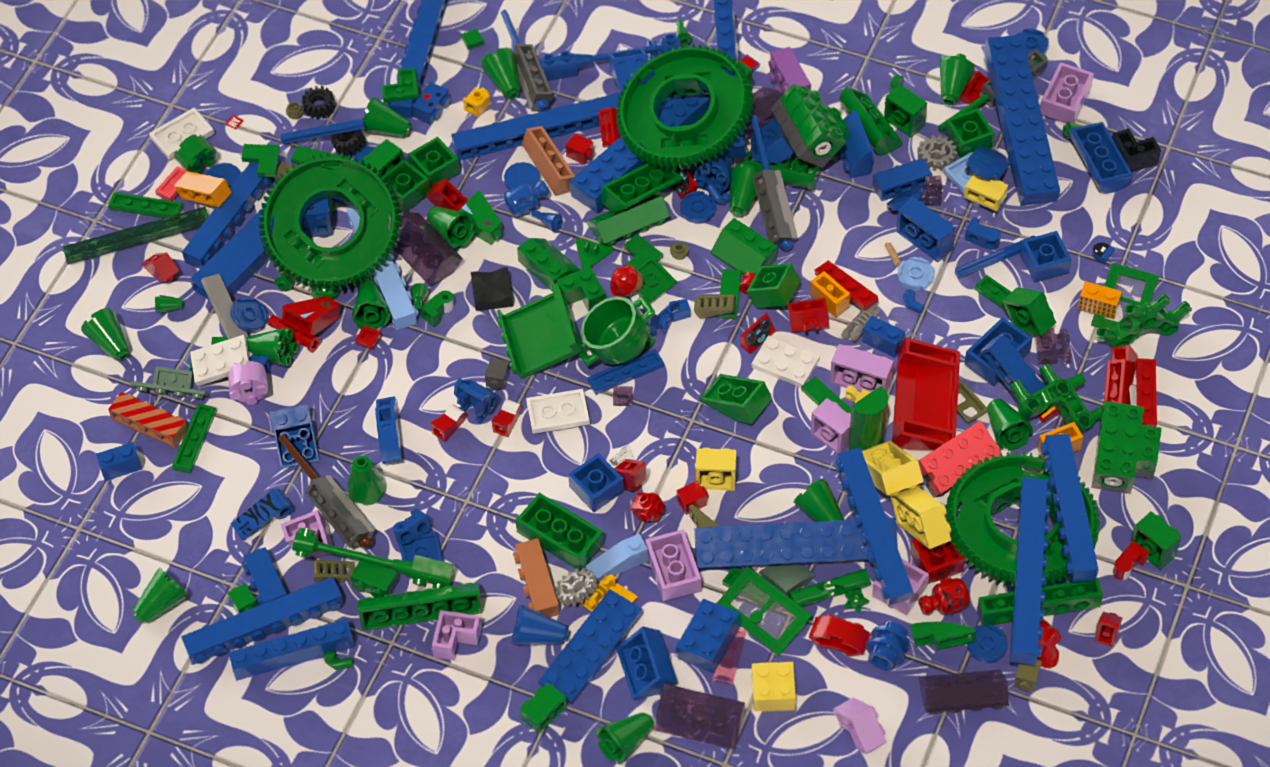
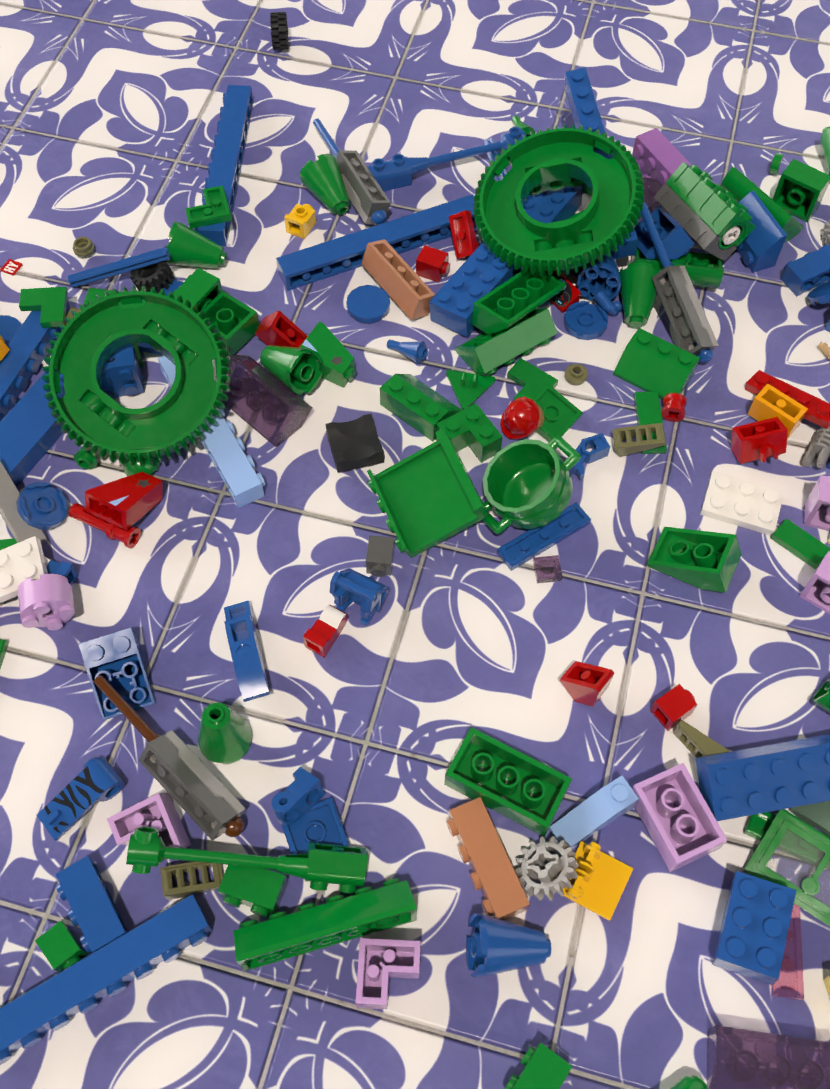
camera: 10 degrees left, 5 degrees up
(275, 345) = (80, 545): green cone -> none
(291, 649) = (138, 1027): blue brick -> none
(318, 110) = (109, 227): black tyre -> none
(336, 663) = (211, 1036): green arm -> none
(368, 337) = (203, 521): red plate -> none
(370, 306) = (201, 481): green cone -> none
(419, 292) = (262, 456): green cone -> none
(431, 103) = (246, 226): blue brick -> none
(435, 161) = (261, 290): green brick -> none
(436, 307) = (288, 472): green leg -> none
(472, 39) = (284, 153): green tile -> none
(506, 418) = (402, 616): red leg -> none
(524, 198) = (377, 326): blue piece -> none
(557, 411) = (468, 599): white plate -> none
(591, 645) = (585, 965): blue plate -> none
(596, 482) = (542, 699): blue brick -> none
(624, 63) = (468, 165): blue slope -> none
(624, 453) = (566, 655): clear tile -> none
(646, 663) = (673, 985): blue slope -> none
(647, 506) = (620, 729): red brick -> none
(716, 468) = (701, 663): light yellow brick -> none
(757, 333) = (699, 471): slope -> none
(773, 285) = (709, 407): green brick -> none

